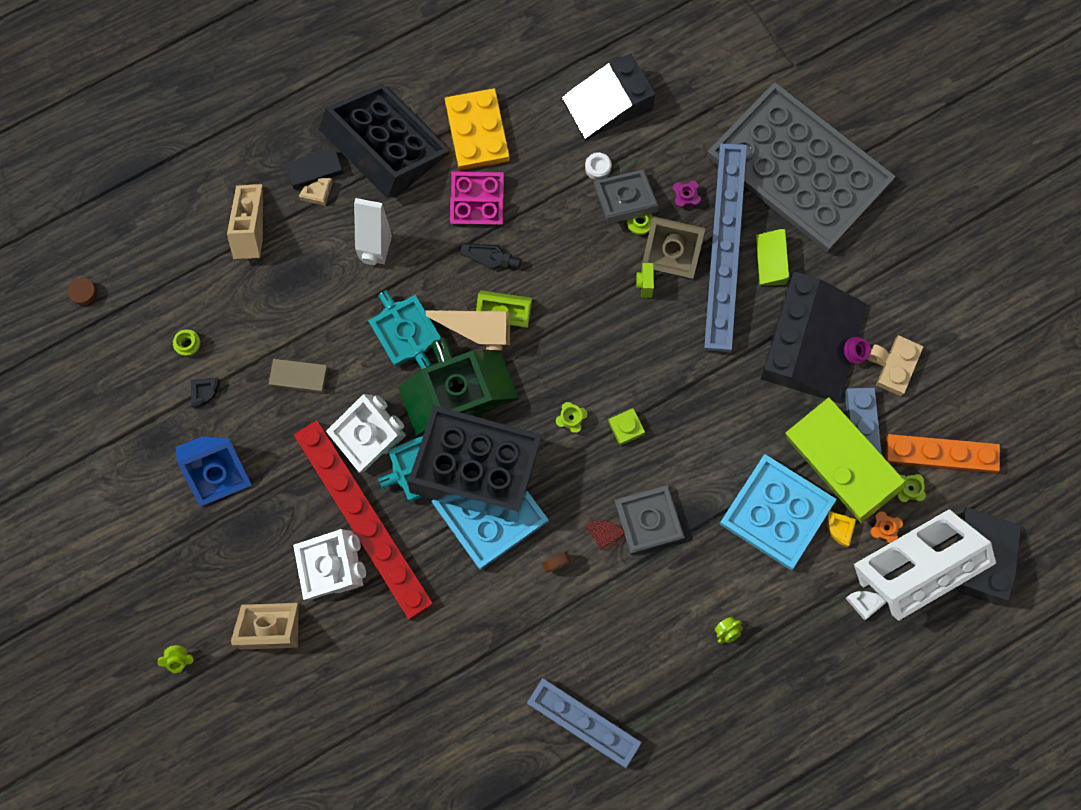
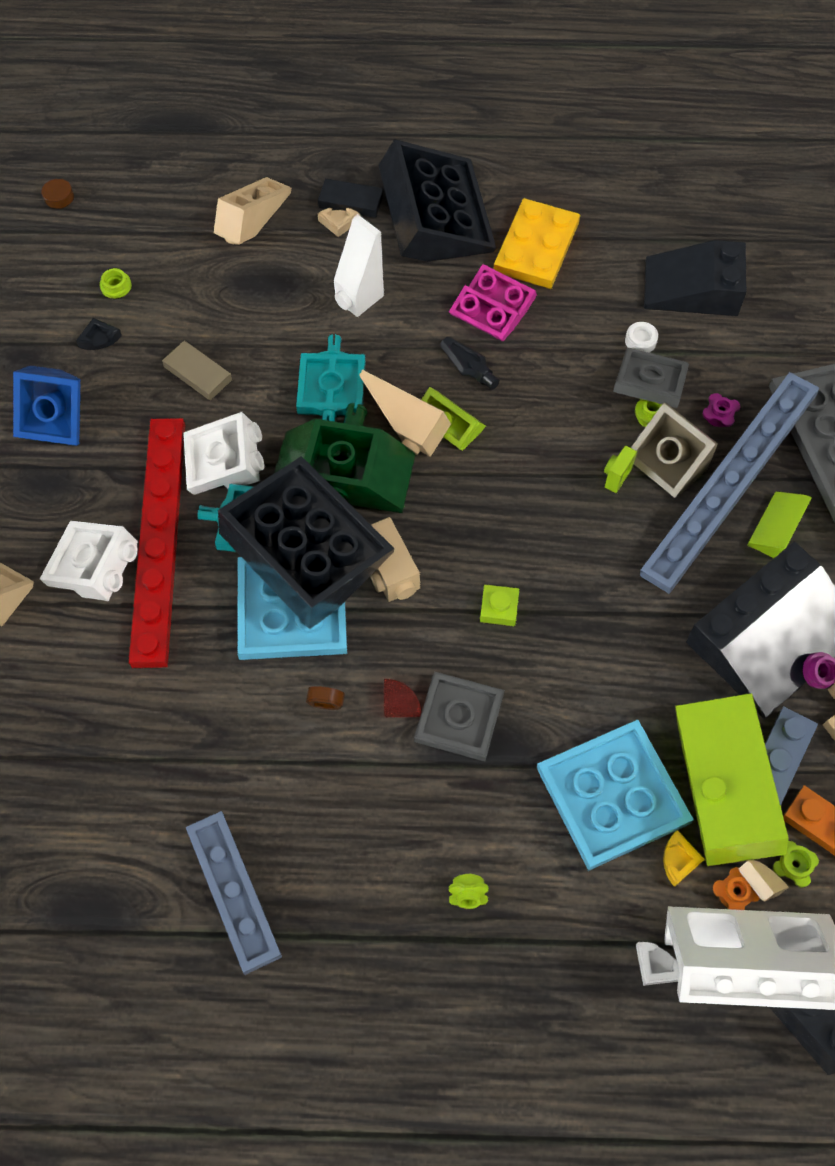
camera: 30 degrees right, 10 degrees down
(551, 445) = (398, 574): none -> tan brick
(568, 410) = (445, 552): lime plate -> none
(898, 511) = (762, 880): none -> tan tile

